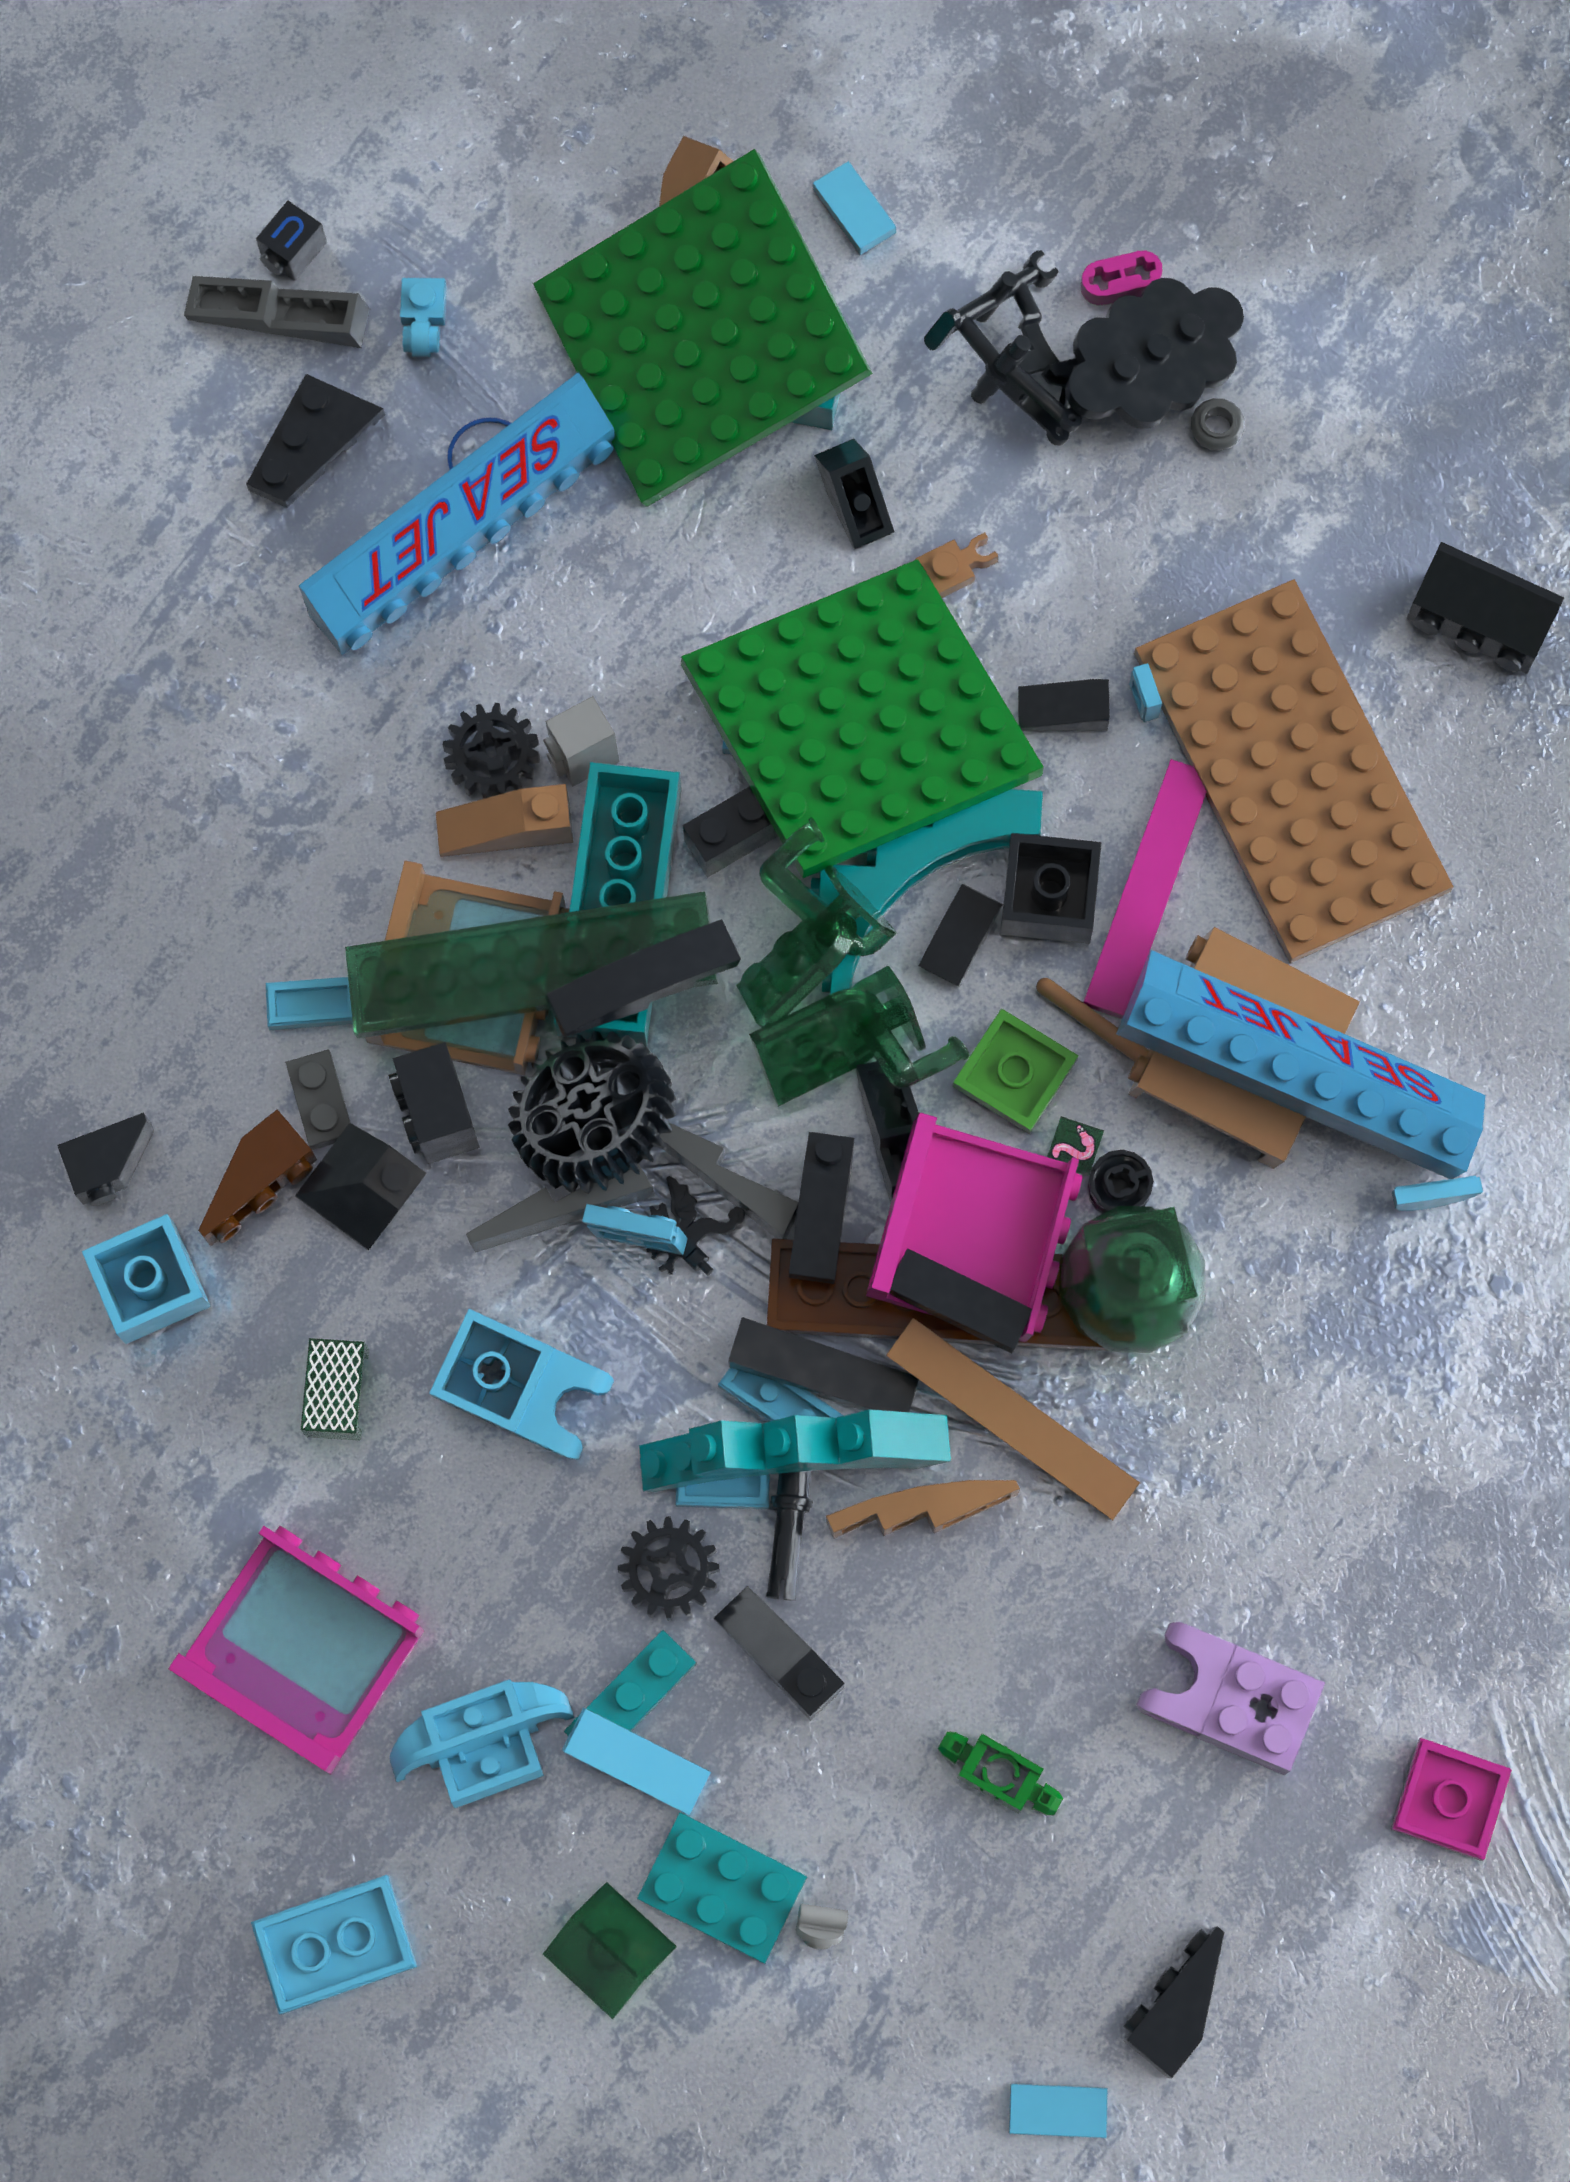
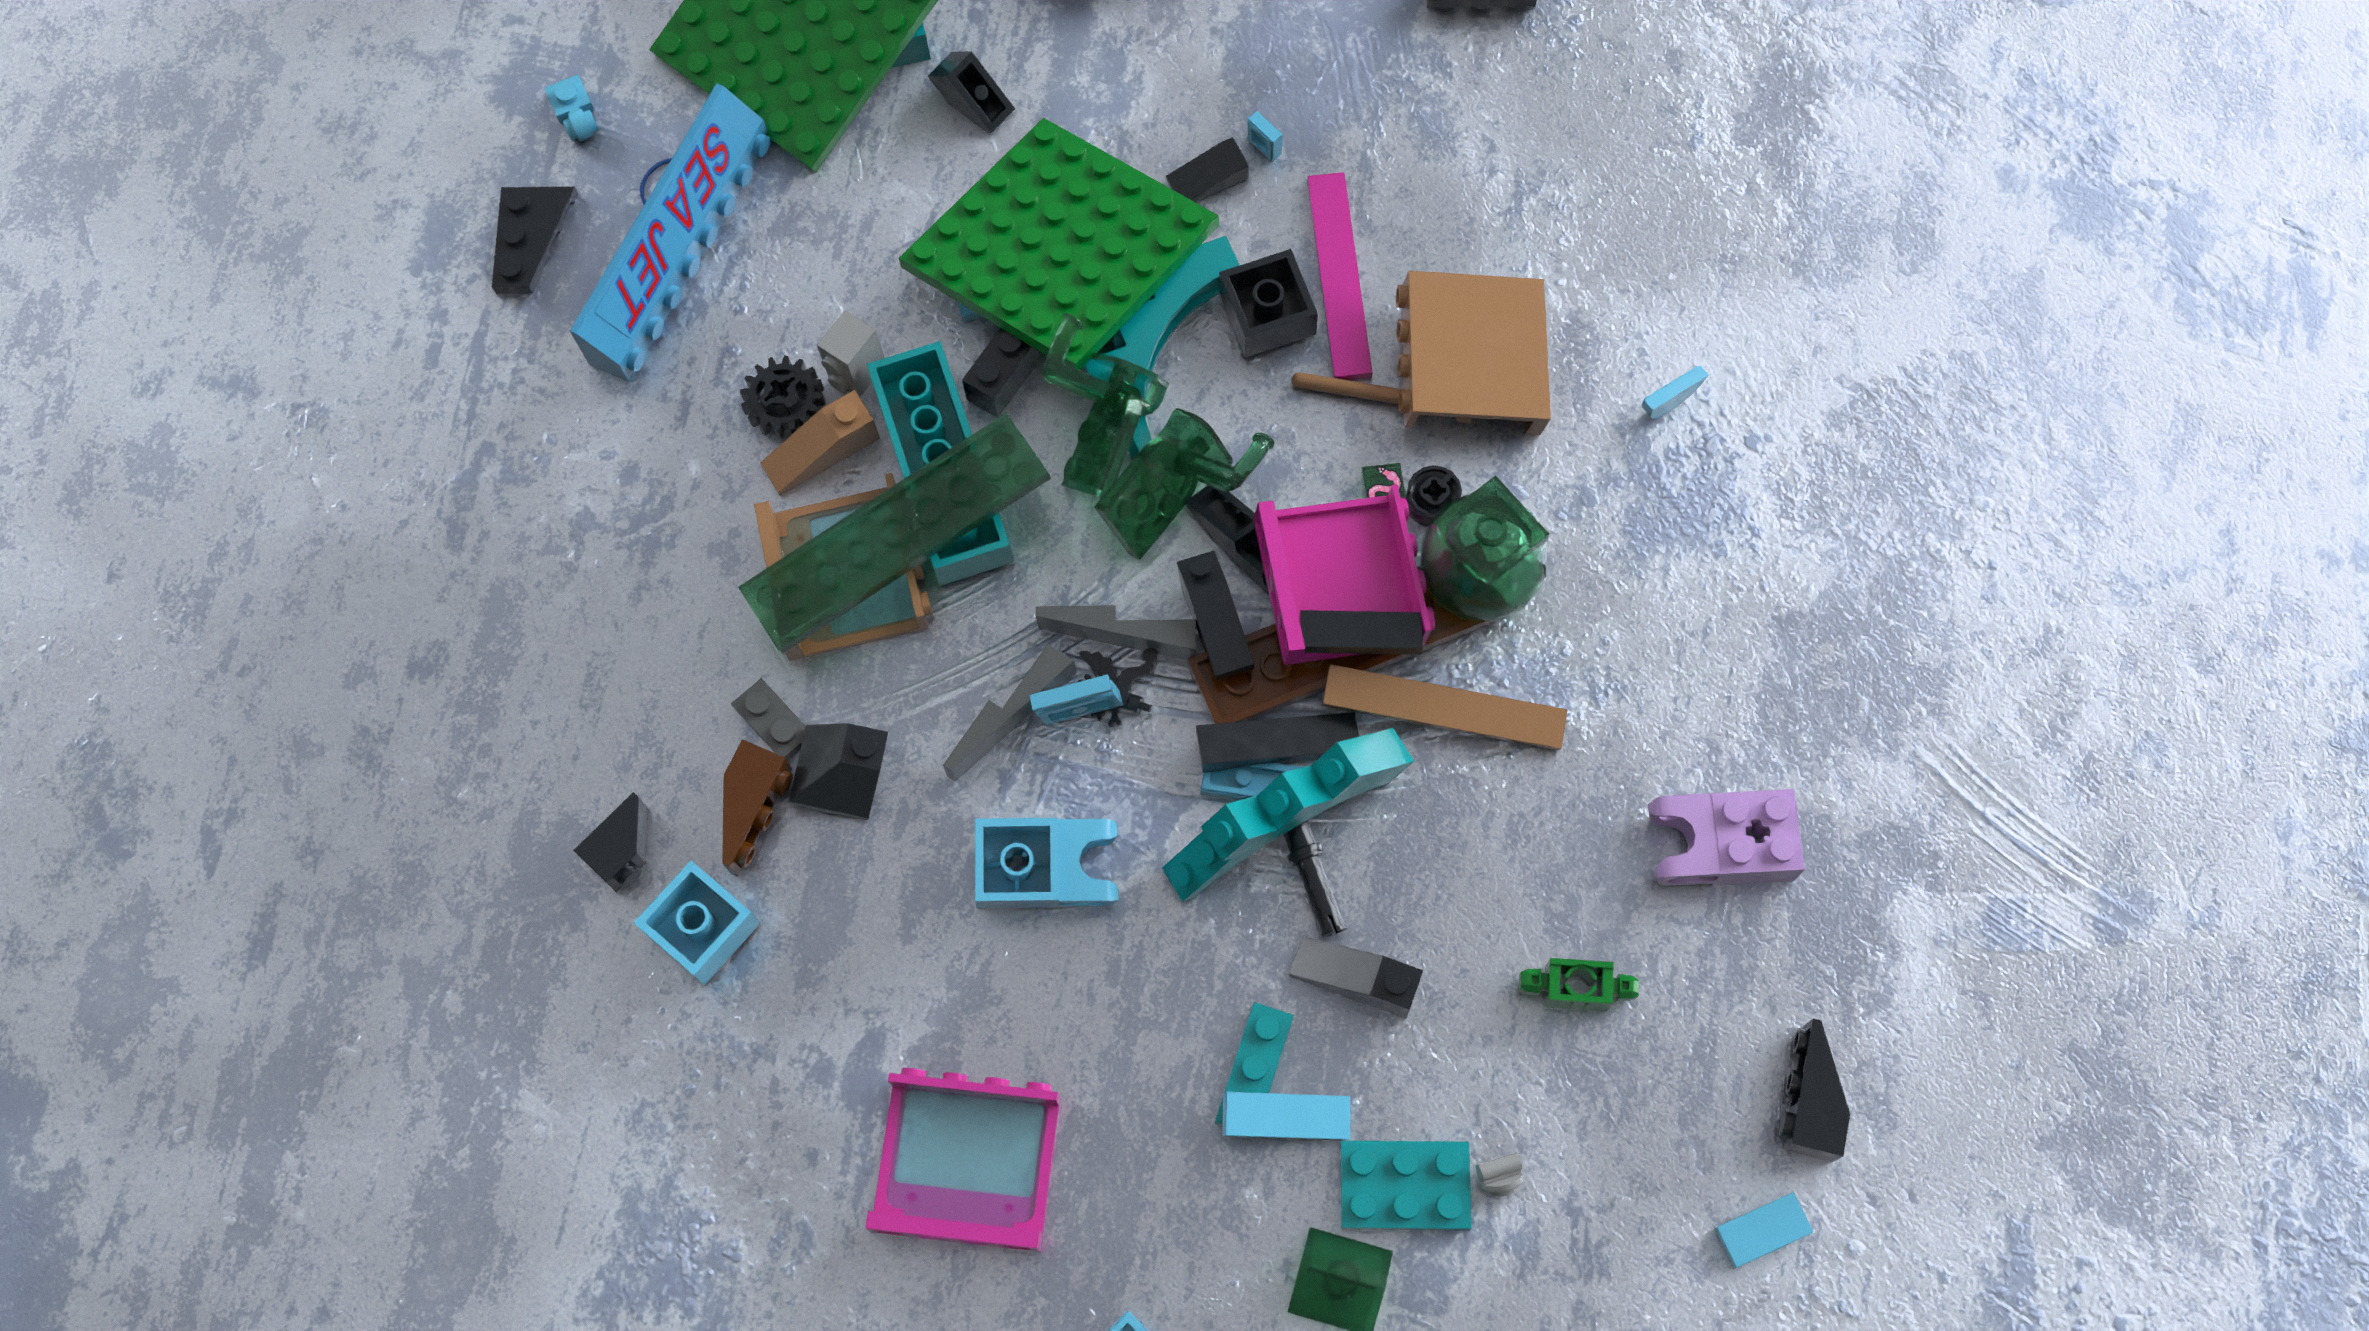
camera: 25 degrees left, 5 degrees down
(286, 312) = (443, 155): dark grey slope -> none
(290, 241) = (443, 97): black brick -> none
(308, 1003) = (730, 650): medium azure tile -> none
(333, 1389) = (894, 938): clear green panel -> none
(437, 1108) = (868, 676): black brick -> none
(481, 1739) = (1150, 1161): medium azure plate -> none
(592, 1112) = (998, 625): black gear -> none
(642, 977) = (989, 495): black slope -> none
(676, 1548) = (1251, 950): black gear -> none
(731, 1493) = (1254, 869): medium azure tile -> none
(940, 1503) = (1419, 800): medium nougat slope -> none
(952, 568) = (1074, 113): medium nougat plate -> none
(960, 935) = (1215, 370): black slope -> none
(1015, 1071) = (1309, 450): bright green plate -> none
(1293, 771) = (1404, 146): medium nougat plate -> none
(1304, 1066) = (1529, 342): dark azure slope -> none
(1451, 1799) = (1931, 835): dark pink plate -> none

